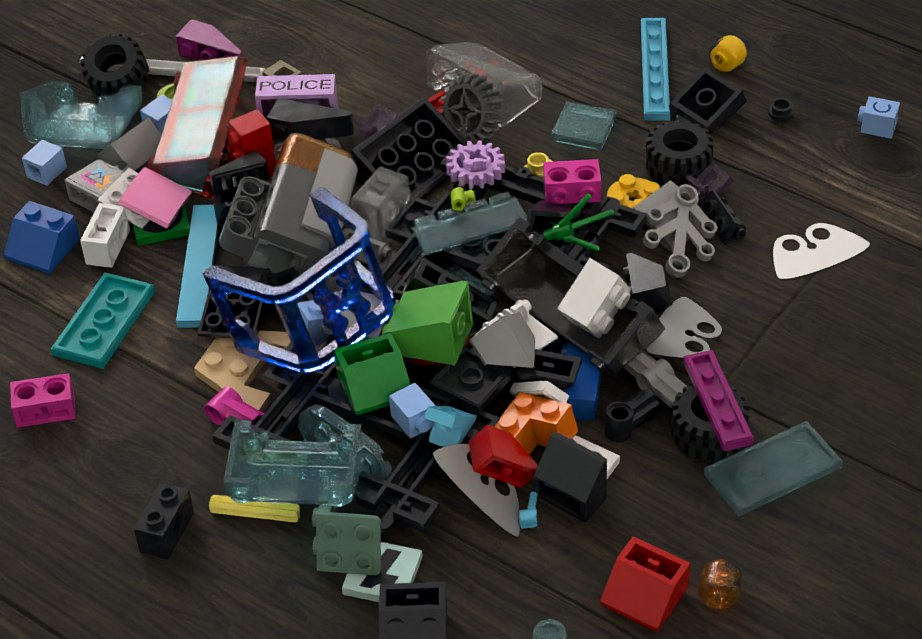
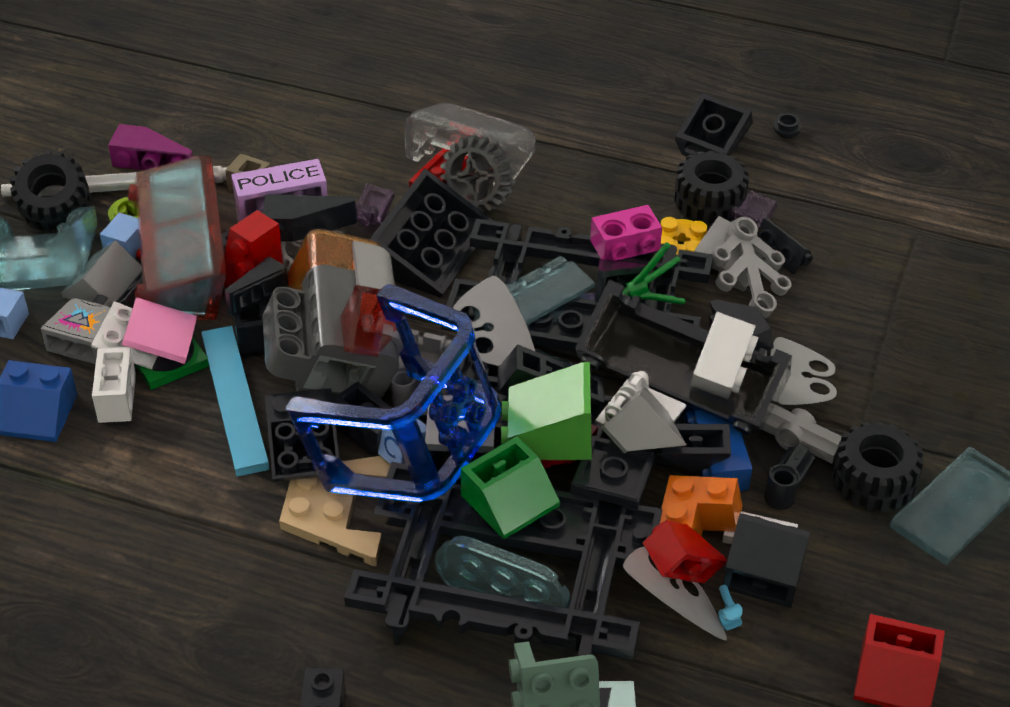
camera: 20 degrees left, 0 degrees up
(43, 400) = (112, 596): dark pink brick -> none
(103, 320) = (144, 485): teal tile -> none
(228, 403) = (340, 558): dark pink piece -> none
(263, 510) = (418, 673): light yellow axle -> none
(293, 470) = (475, 618): clear light blue windscreen -> none
(297, 212) = (360, 312): none -> clear red slope
(381, 200) = (432, 279): clear brick -> none
(409, 408) = (569, 521): light blue brick -> none
(435, 228) = (499, 309): none -> light grey piece
(449, 425) = (616, 532): medium azure slope -> none
(460, 198) = (516, 272): lime arm -> none
(475, 164) = (514, 232): lavender gear -> none
(535, 163) = (566, 218): light yellow plate -> none
(541, 389) = (695, 467): white tile -> none
(583, 125) = (593, 174): clear light blue tile -> none
(655, 69) = (640, 104): medium azure tile -> none
(718, 400) = (888, 443): magenta tile -> none
(719, 584) = (972, 646): clear orange head -> none
(729, 52) = (710, 74): yellow head -> none
(830, 251) = (901, 264): white piece -> none
(879, 117) = (888, 118): light blue brick -> none

